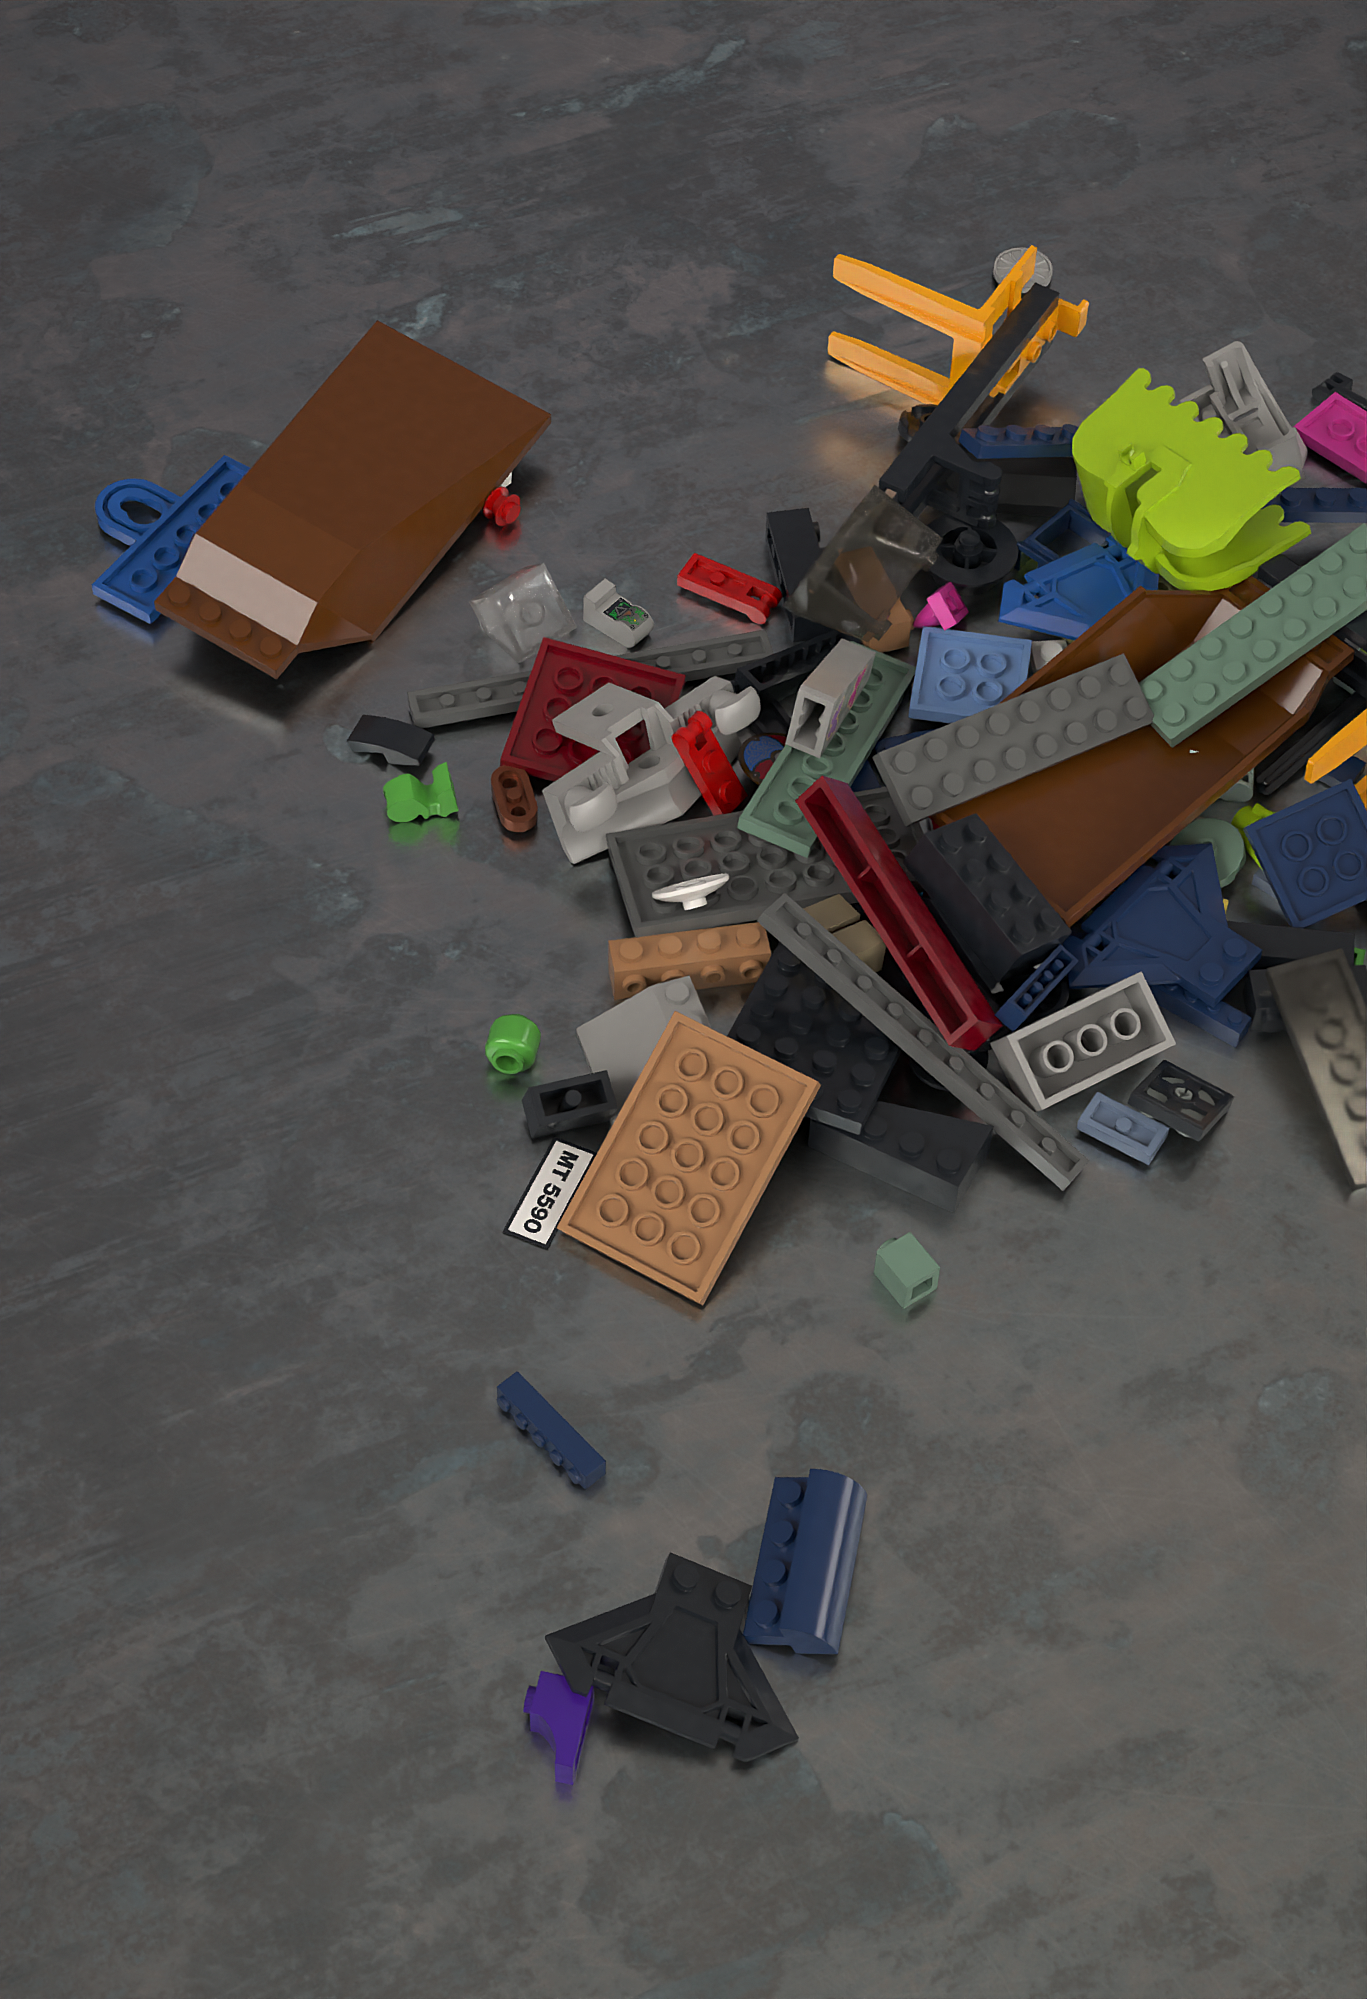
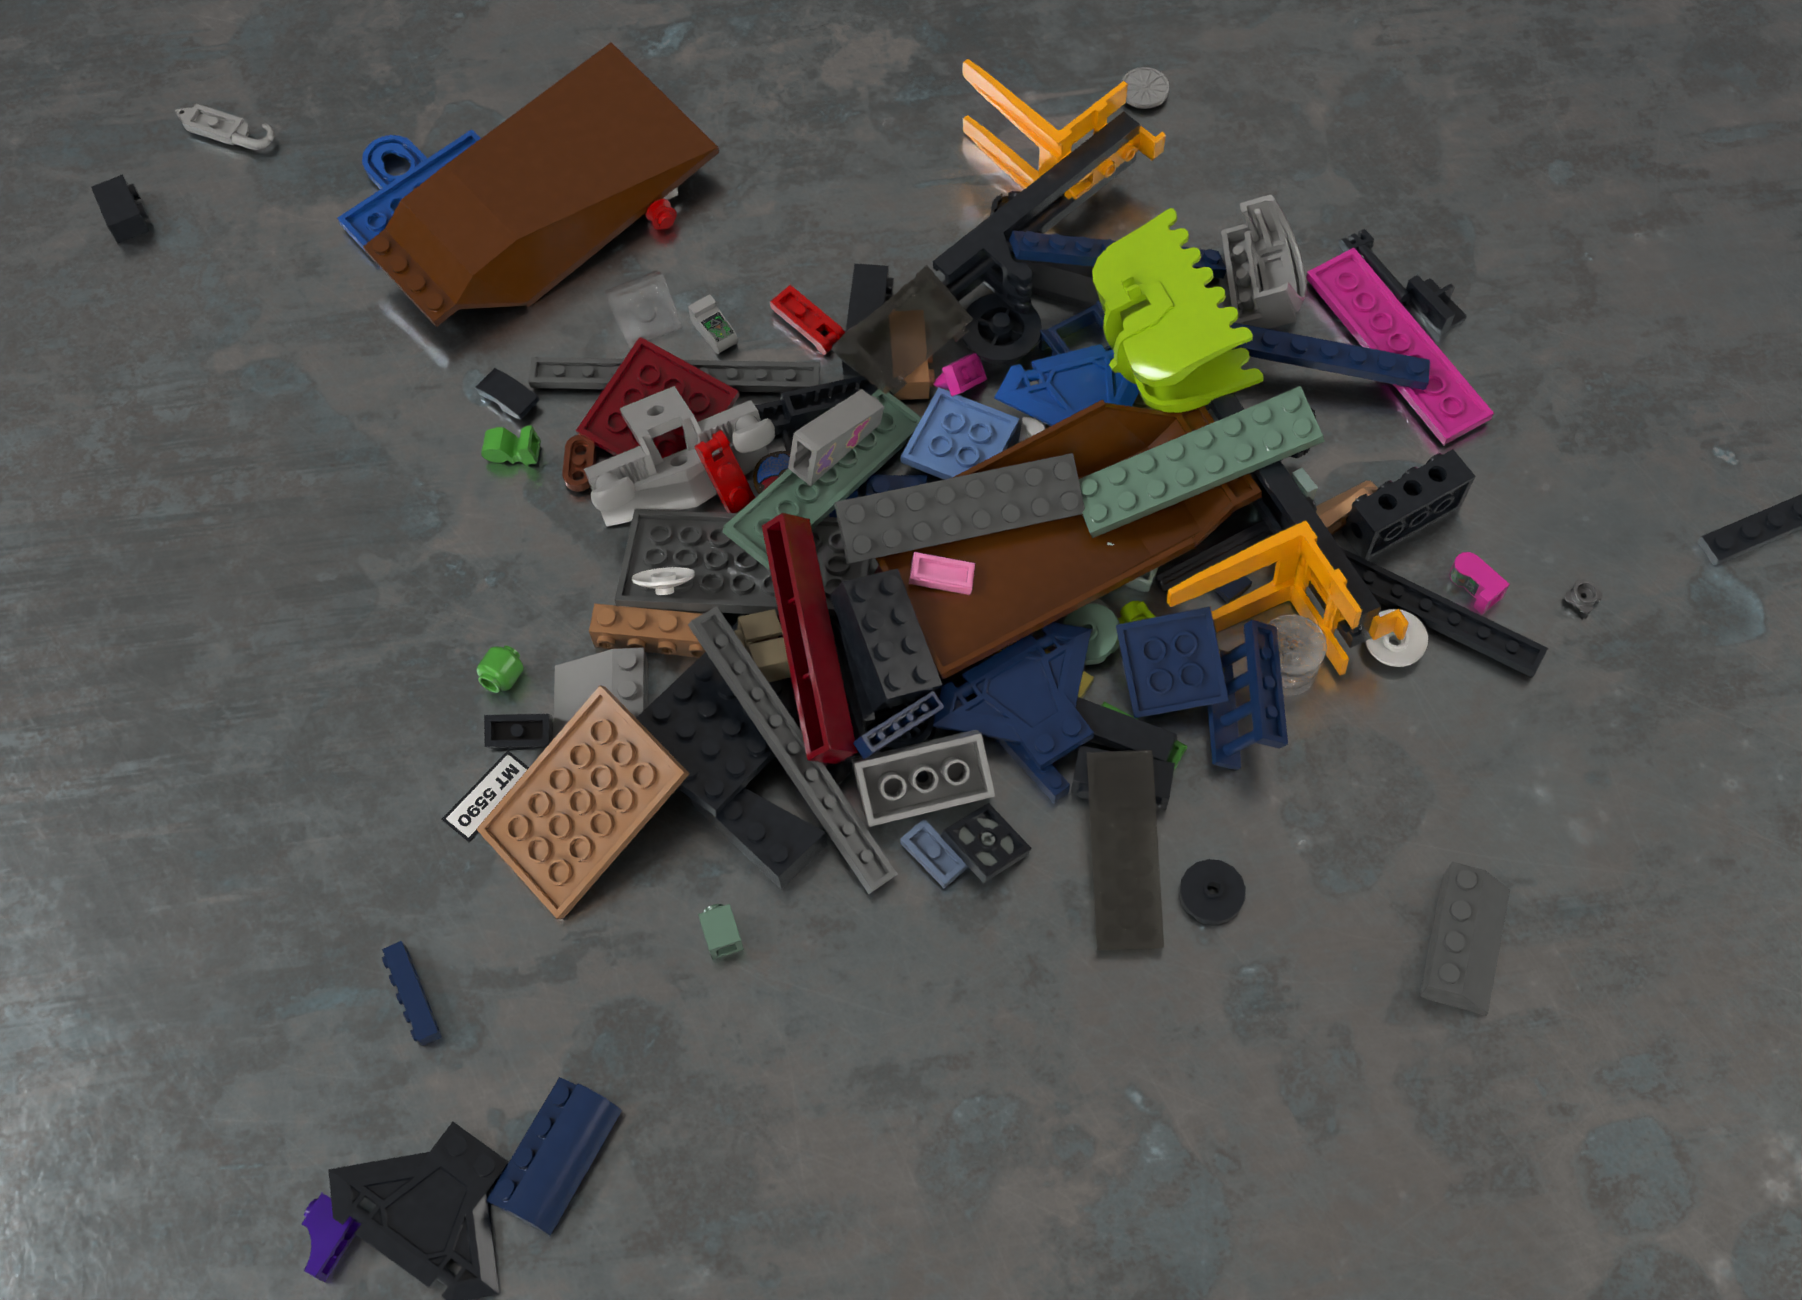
camera: 20 degrees right, 10 degrees up
(1020, 815) = (942, 573): none -> bright pink tile

